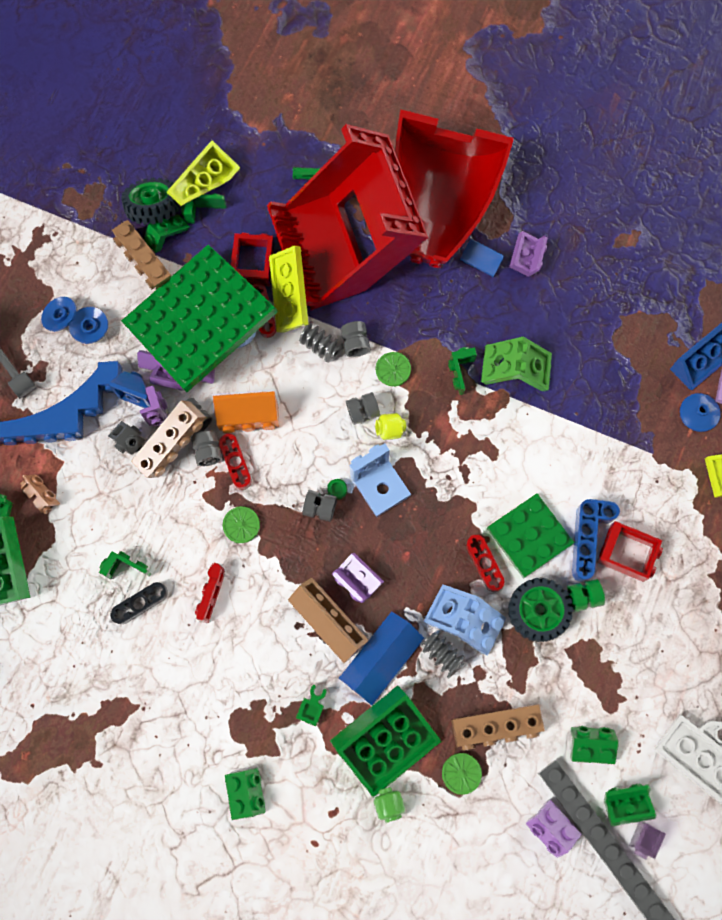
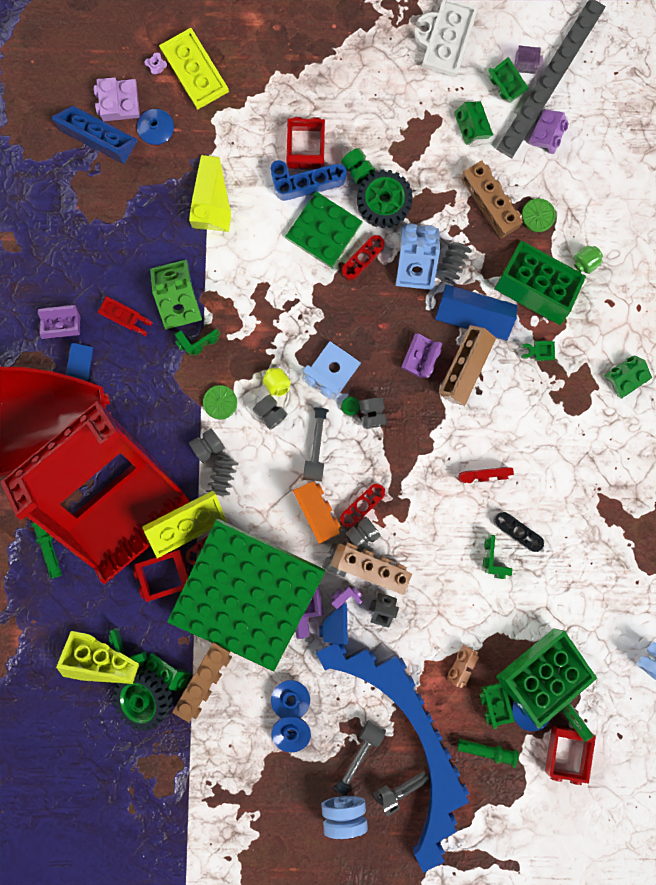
camera: 120 degrees left, 10 degrees up
(241, 524) = (415, 475): bright green wheel -> none
(290, 427) = (314, 469): none -> dark grey piece
(513, 312) = (123, 315): none -> red hinge
(603, 434) = (210, 200): none -> neon yellow wedge

